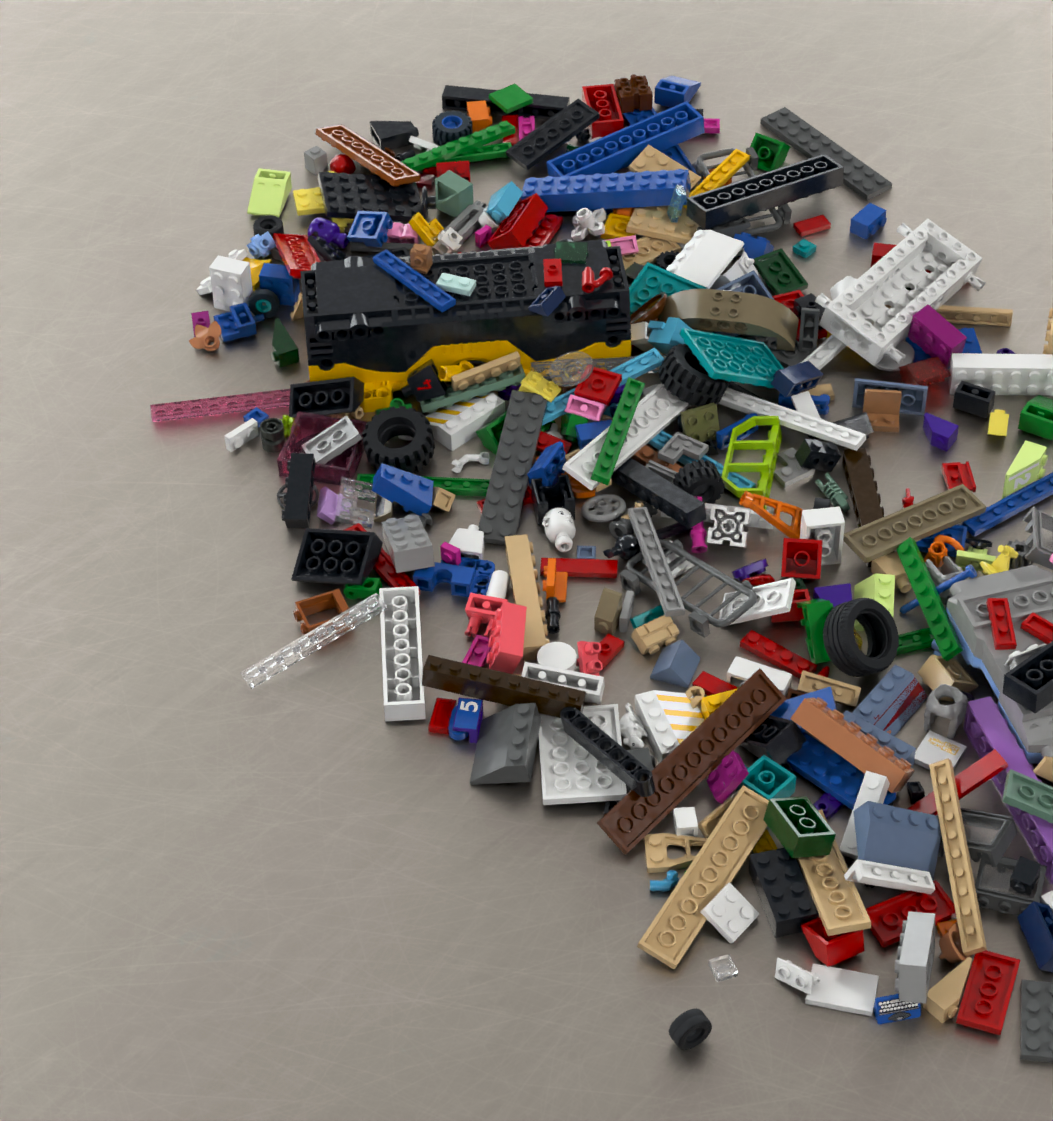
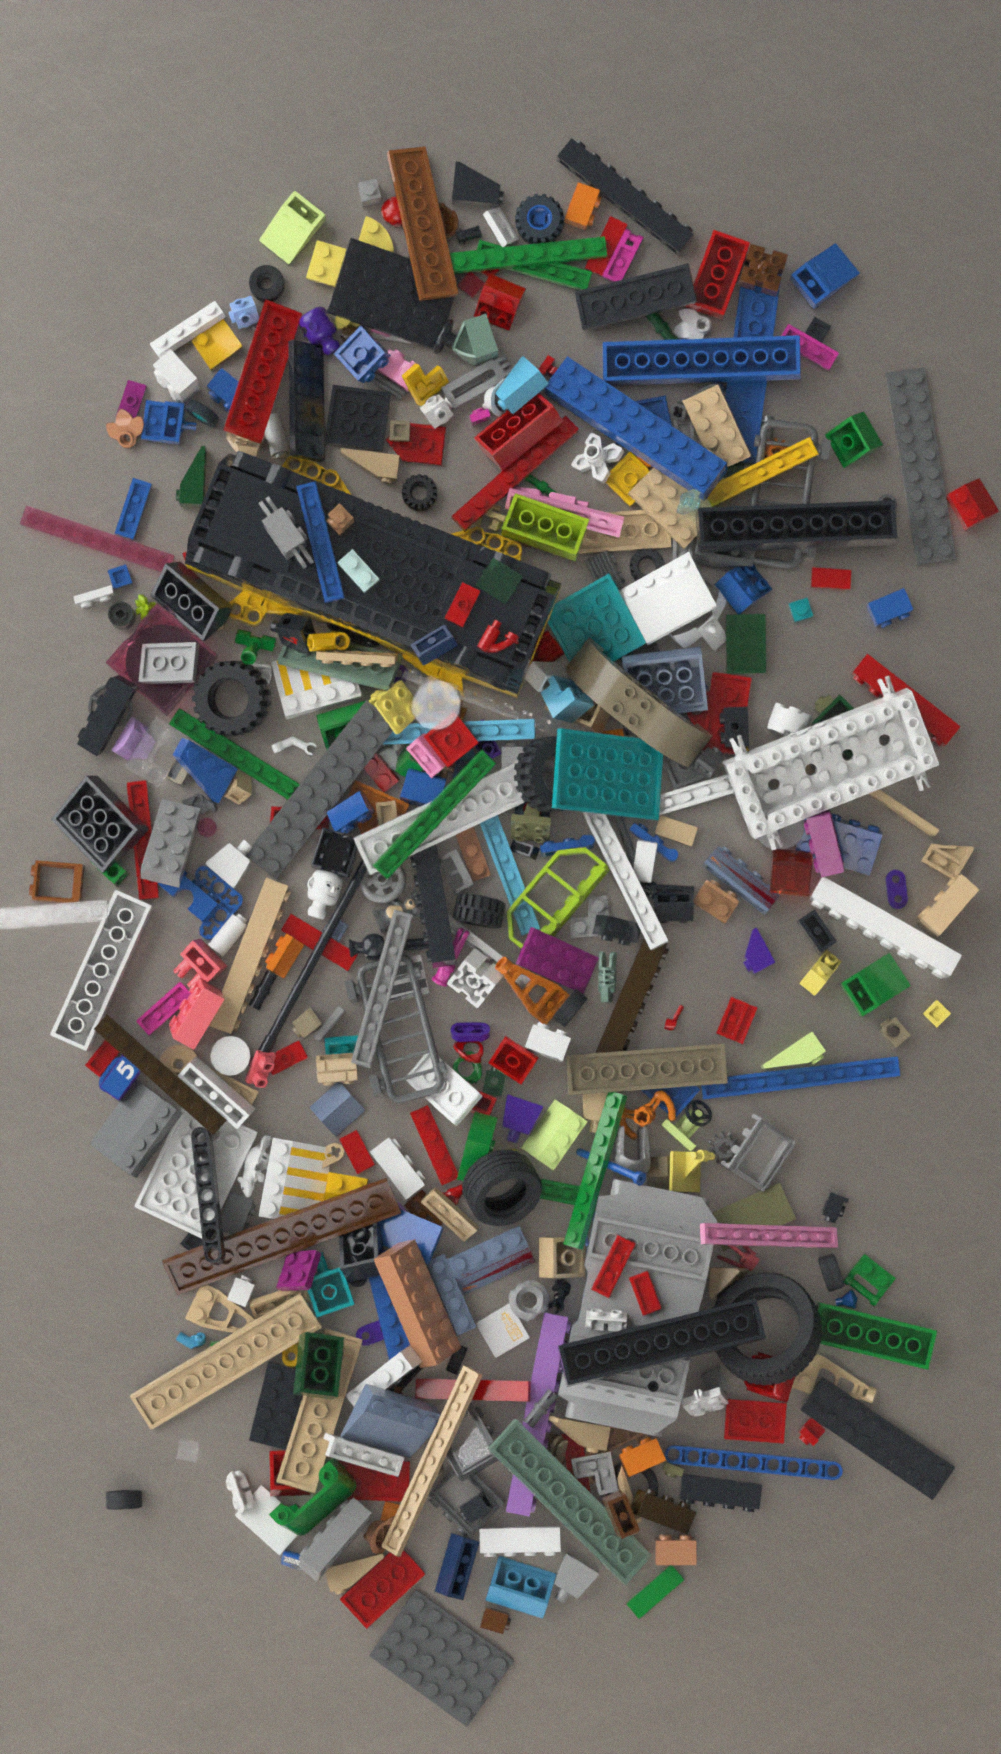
camera: 30 degrees right, 40 degrees up
(241, 376) = (133, 509): none -> blue plate
(382, 275) = (284, 533): none -> light grey brick
(432, 532) = (206, 827): none -> clear pink plate
(450, 554) = (203, 874): dark pink plate -> none
(511, 98) = (626, 206): green tile -> none
(582, 492) = (270, 1038): none -> black piece
(650, 310) = (563, 647): reddish brown dish -> none
(682, 445) = (497, 846): light grey plate -> none
(730, 913) = (222, 1403): white plate -> none
(784, 488) = (557, 960): none -> magenta plate
(796, 378) = (655, 822): dark blue brick -> none
(869, 955) = (338, 1487): none -> green windscreen
(877, 156) = (972, 504): none -> red slope
(1022, 761) = (540, 1408): none -> dark grey pin
(1031, 329) = (947, 858): none -> tan wing

